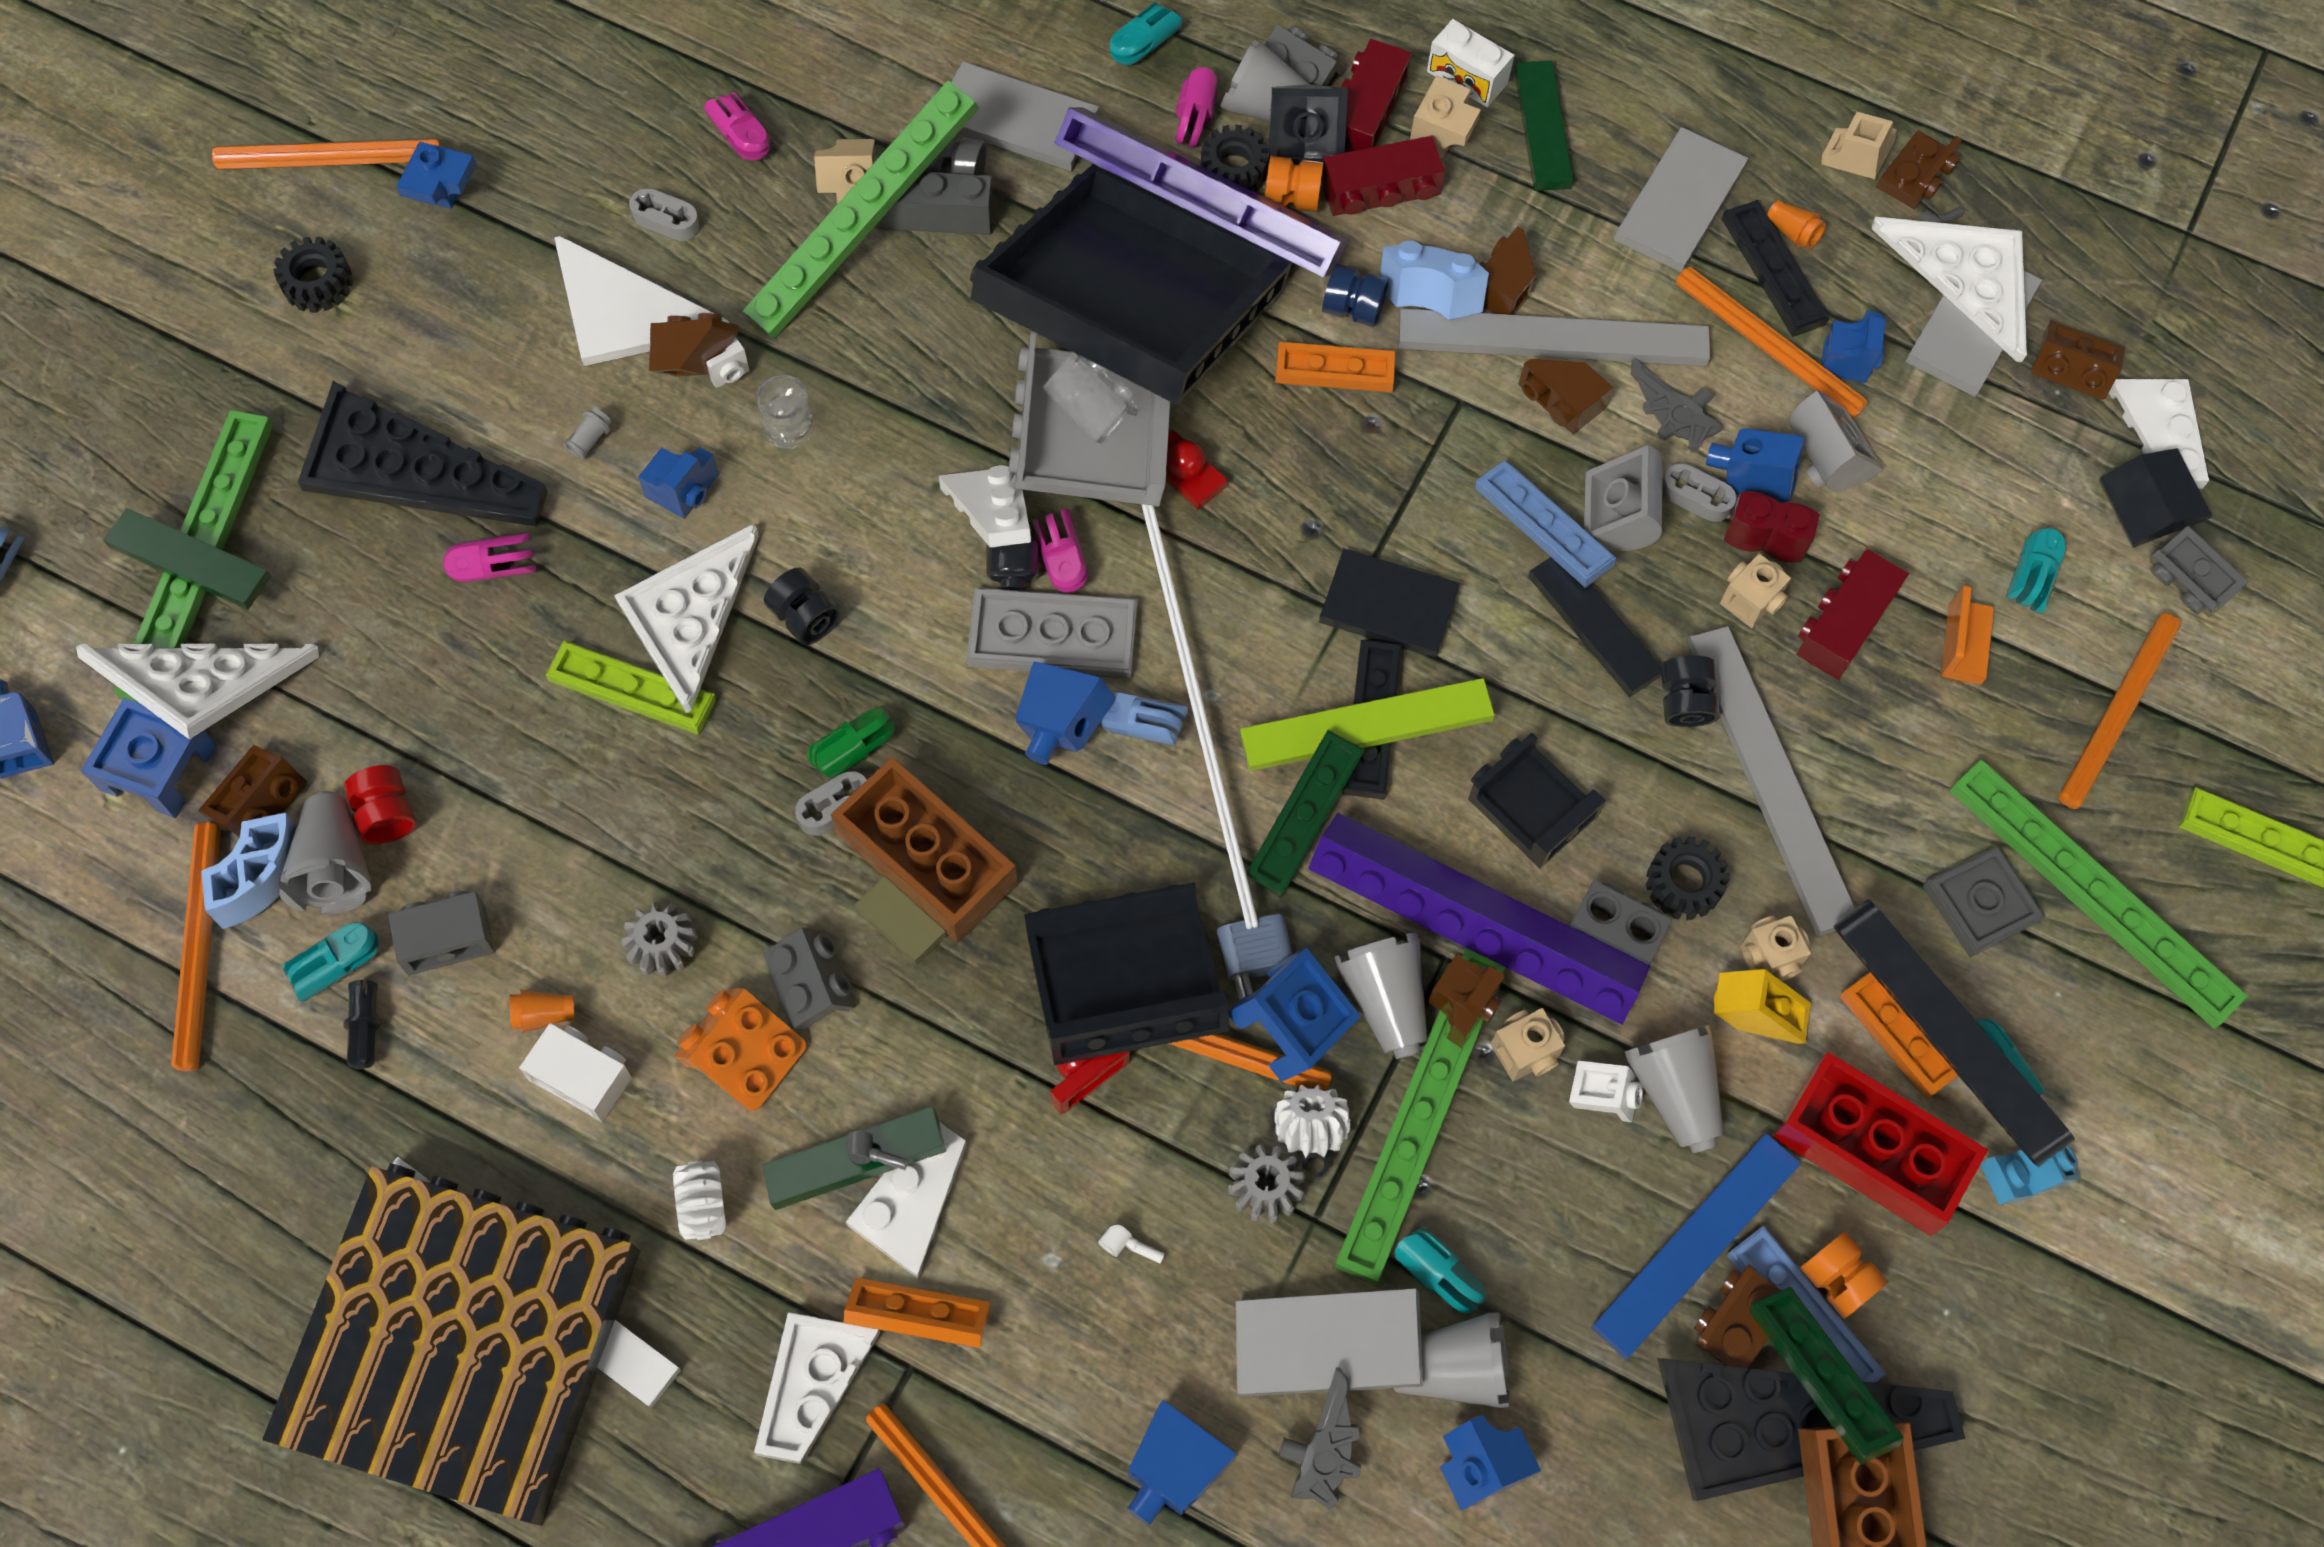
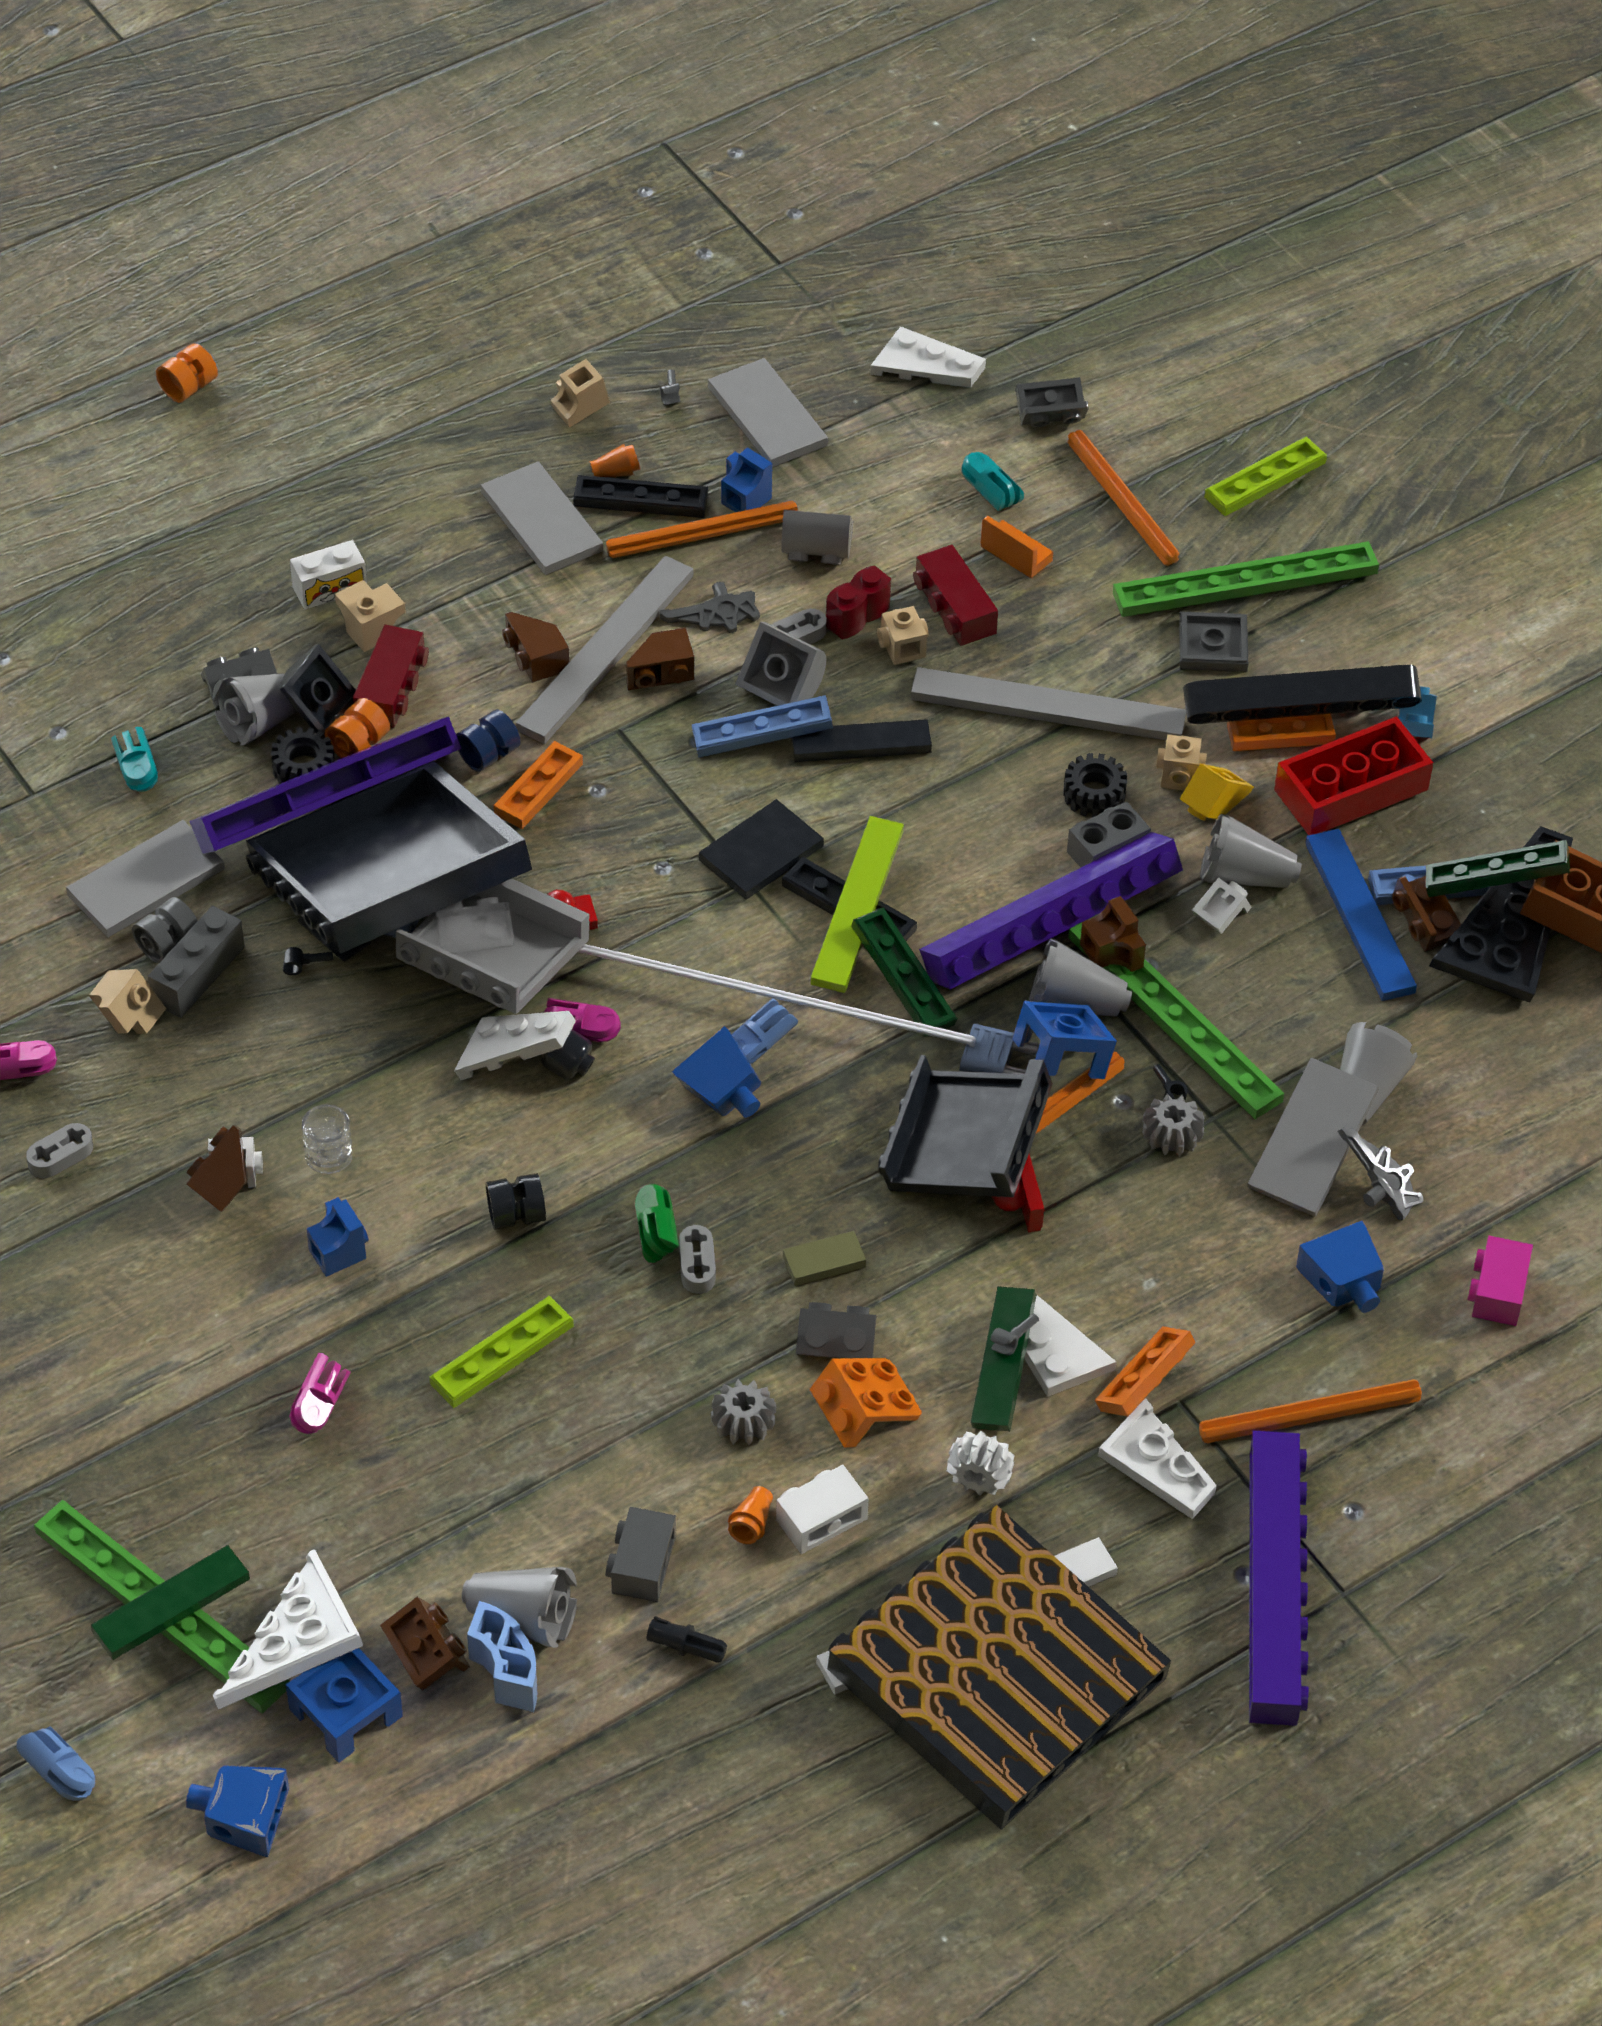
camera: 60 degrees left, 15 degrees down
(195, 953) = (538, 1734): orange axle -> none
(331, 959) = (616, 1631): teal arm -> none
(378, 805) = (500, 1550): red wheel -> none
(400, 462) = (178, 1424): black wing -> none
(587, 432) = (238, 1278): light grey pin -> none
(613, 305) = (131, 1221): white tile -> none
(686, 608) = (463, 1286): white tile -> none
(861, 209) = (182, 1000): bright green plate -> none
(924, 849) = (782, 1207): dark orange brick -> none
(1052, 628) = (641, 1062): light grey tile -> none
(1118, 1237) = (1160, 1232): white hand -> none
(1196, 104) = (235, 759): dark pink arm -> none
(1312, 1120) = (1145, 1073): white gear -> none
(1373, 91) = (295, 631): dark red brick -> none
(1434, 279) = (513, 683): light blue brick -> none
(1440, 1270) = (1290, 1057): teal arm -> none
(1486, 1461) = (1445, 1091): blue brick -> none
(1529, 1044) = (1165, 928): tan brick -> none
(1533, 801) = (981, 841): black panel -> none
(1543, 126) = (416, 564): dark green tile -> none
(1689, 689) = (957, 709): black wheel -> none
(1760, 462) = (807, 578): blue torso -> none
(1844, 1275) = (1418, 842): orange wheel -> none
(1918, 169) = (623, 373): reddish brown bracket -> none
(1972, 268) = (731, 386): white tile -> none
(2078, 360) = (843, 373): reddish brown bracket -> none
(2154, 496) = (978, 392): black slope -> none

